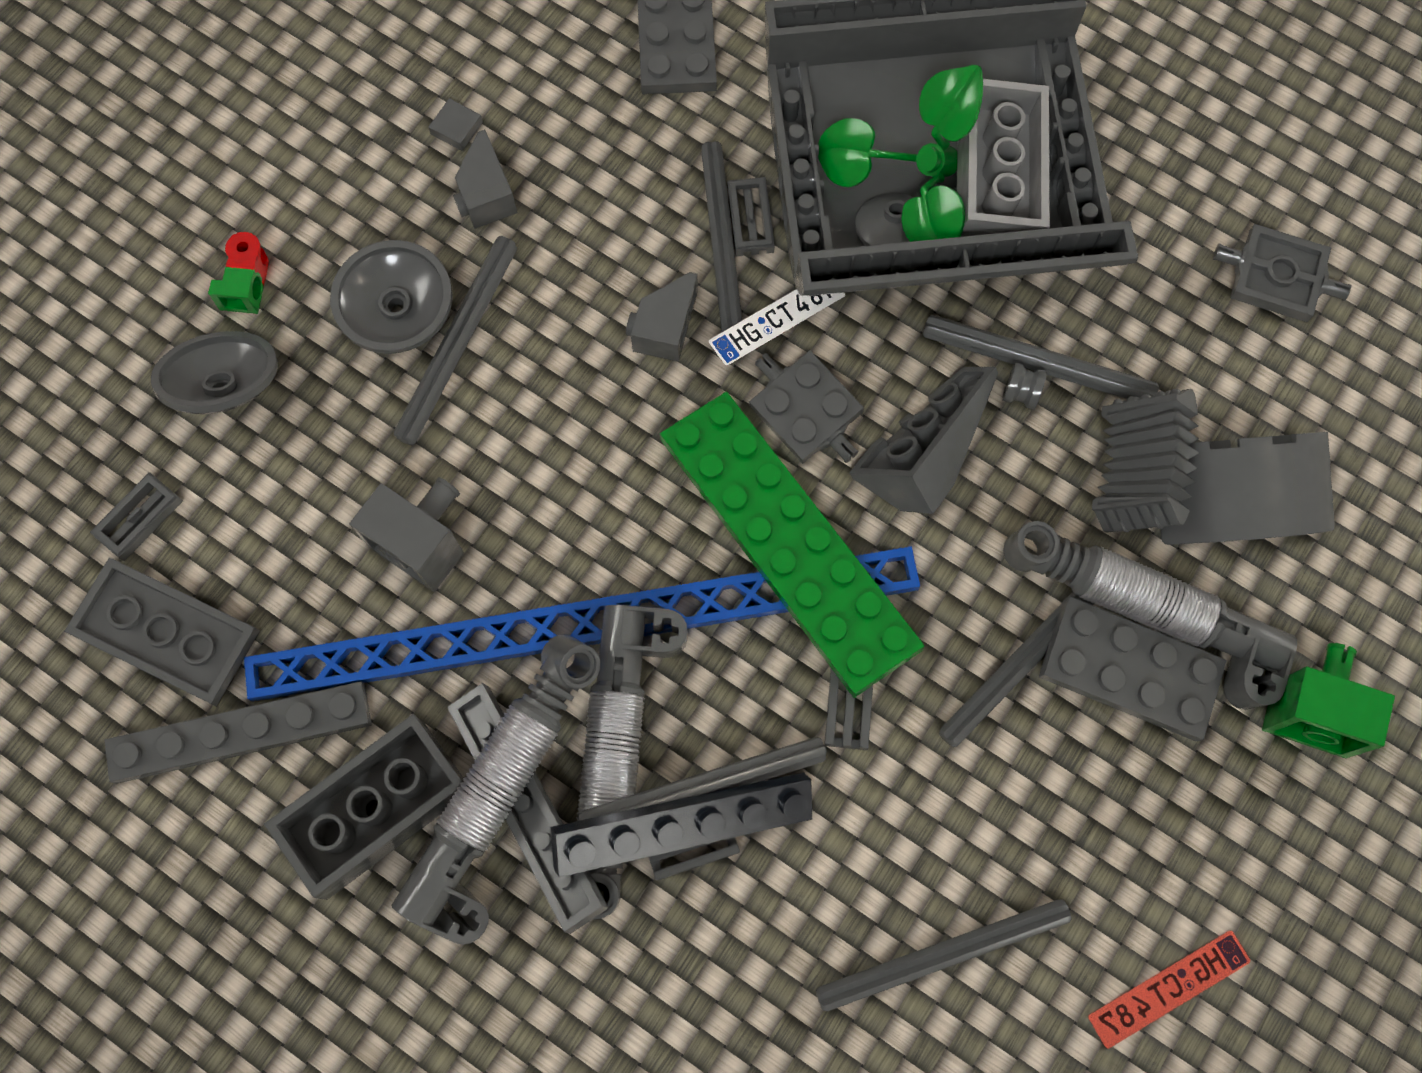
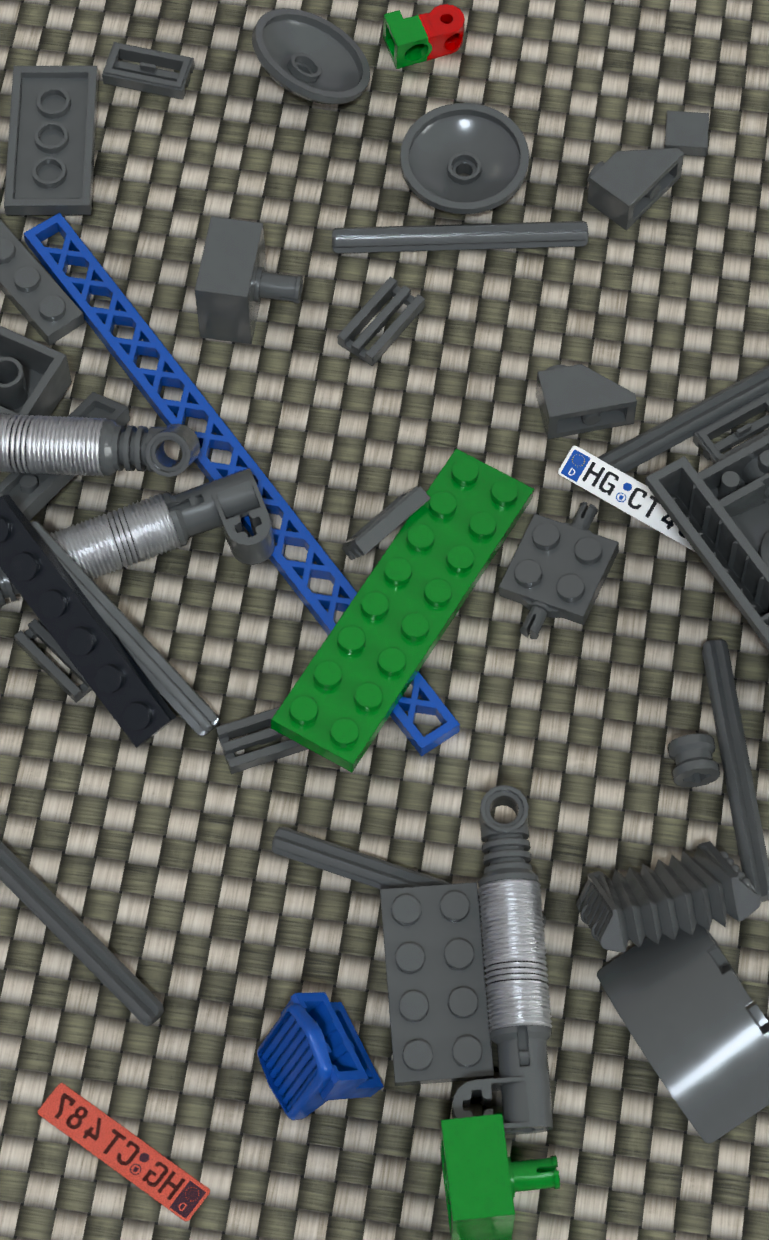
camera: 65 degrees right, 10 degrees down
(488, 409) = (370, 309): none -> dark grey tile
(702, 520) = (385, 522): none -> dark grey tile
(925, 456) = (551, 695): dark grey wedge -> none
(1169, 793) = (315, 1056): none -> blue piece

